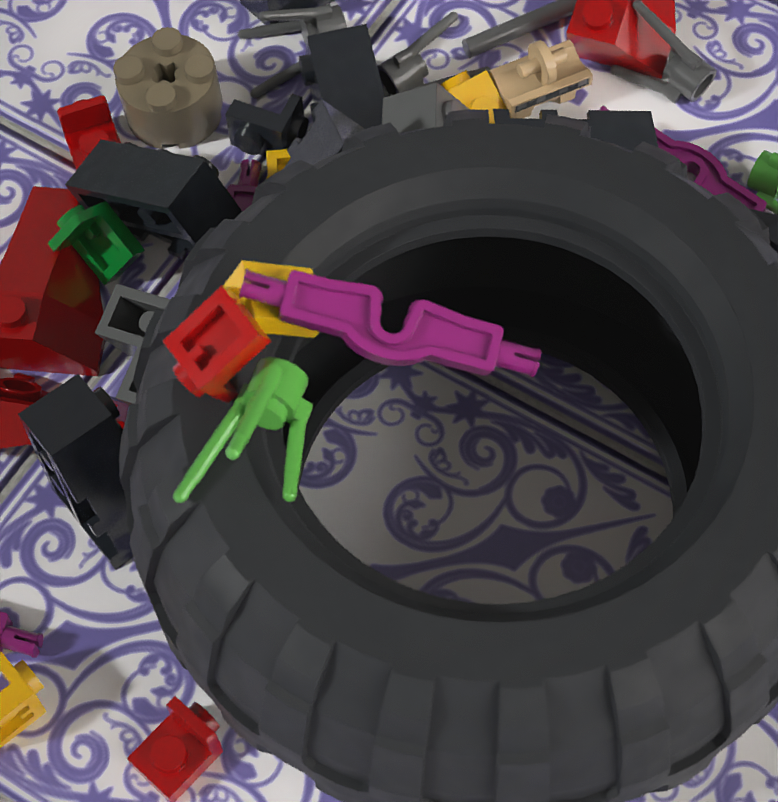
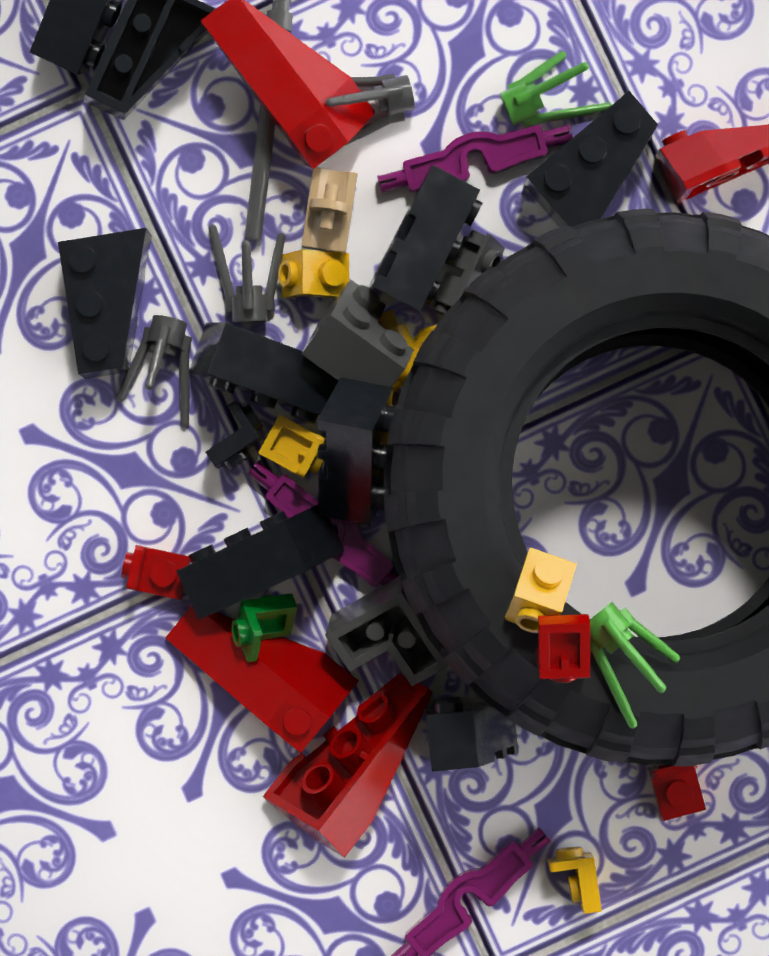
camera: 50 degrees left, 25 degrees up
(169, 90) = (132, 475): dark tan brick -> none
(355, 312) = (597, 549): magenta piece -> none

